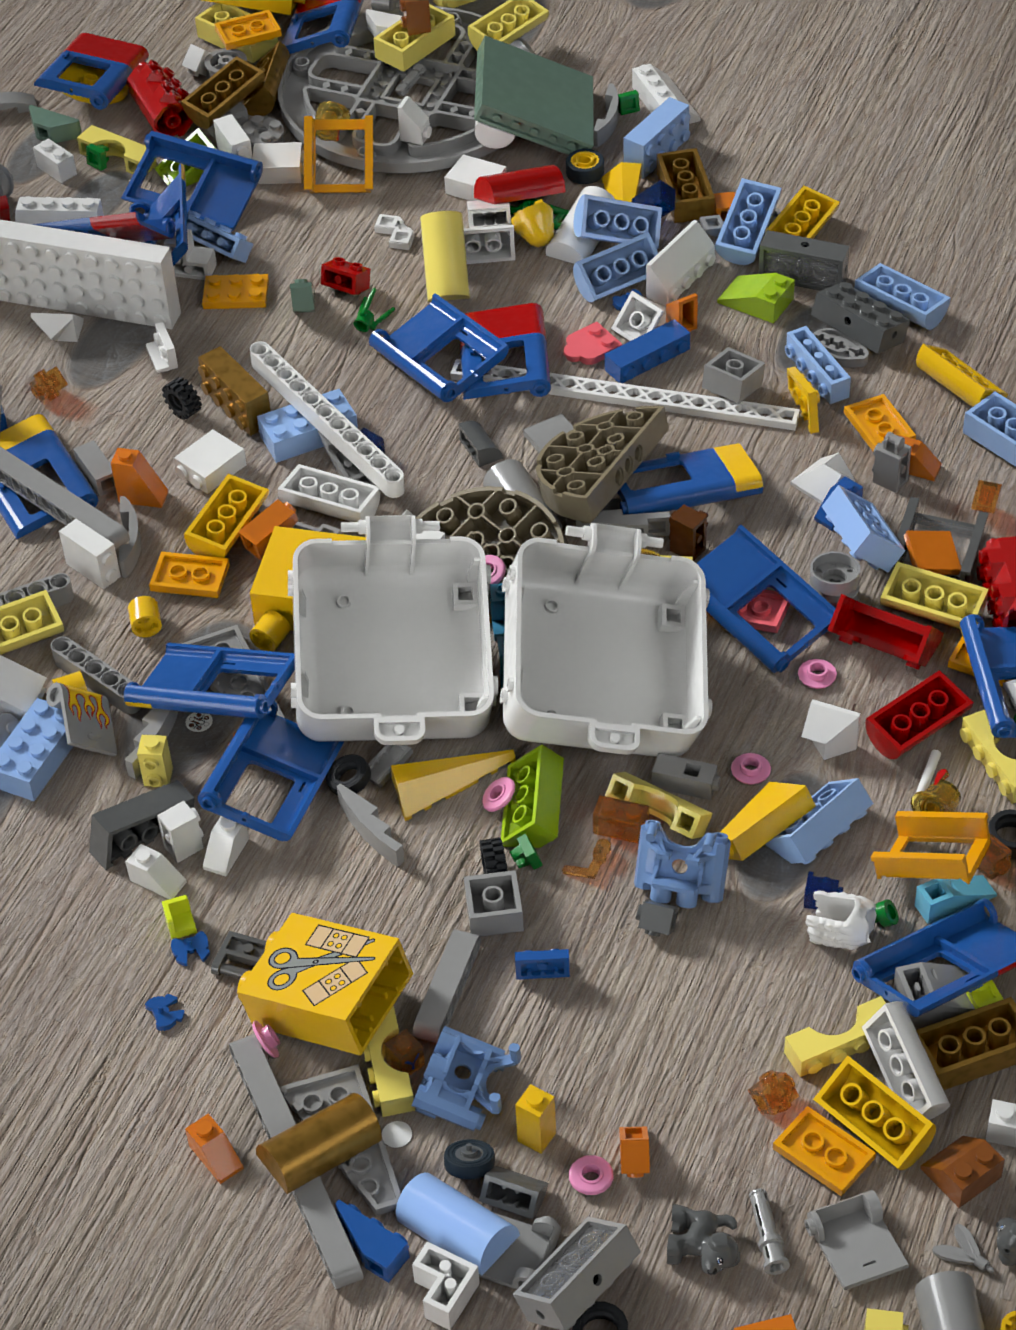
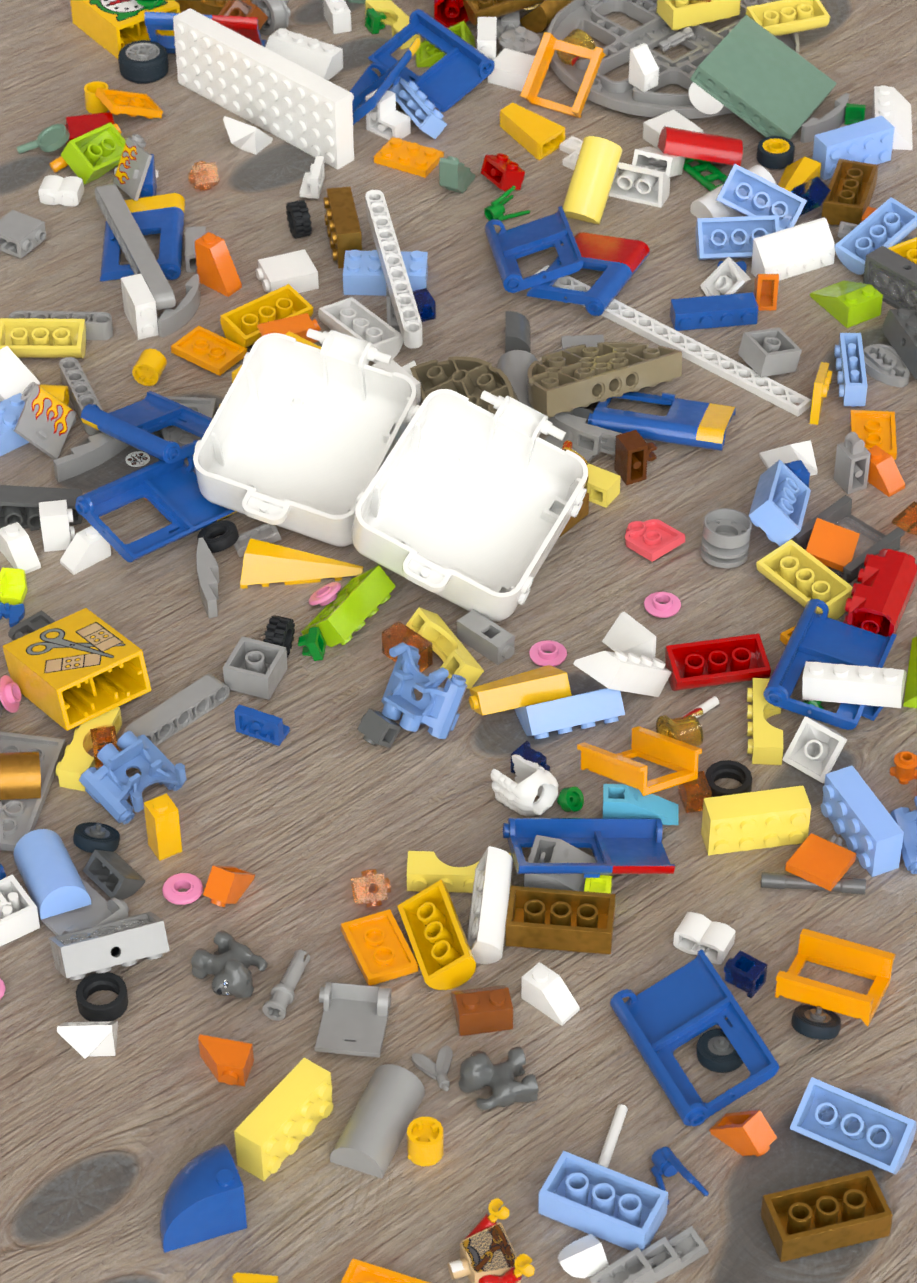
camera: 25 degrees right, 5 degrees down
(120, 226) = (327, 67): piece -> none
(154, 760) = (75, 468): light yellow brick -> none
(337, 222) = (531, 130): none -> yellow slope
(396, 1134) = (60, 802): white sticker -> none
(535, 223) = (689, 179): yellow piece -> none
(590, 344) = (667, 288): coral plate -> none
(600, 851) = (371, 669): clear orange piece -> none
(739, 573) = (642, 503): blue piece -> none
(856, 762) = (626, 672): none -> white slope
(884, 632) = (739, 587): red windscreen -> none

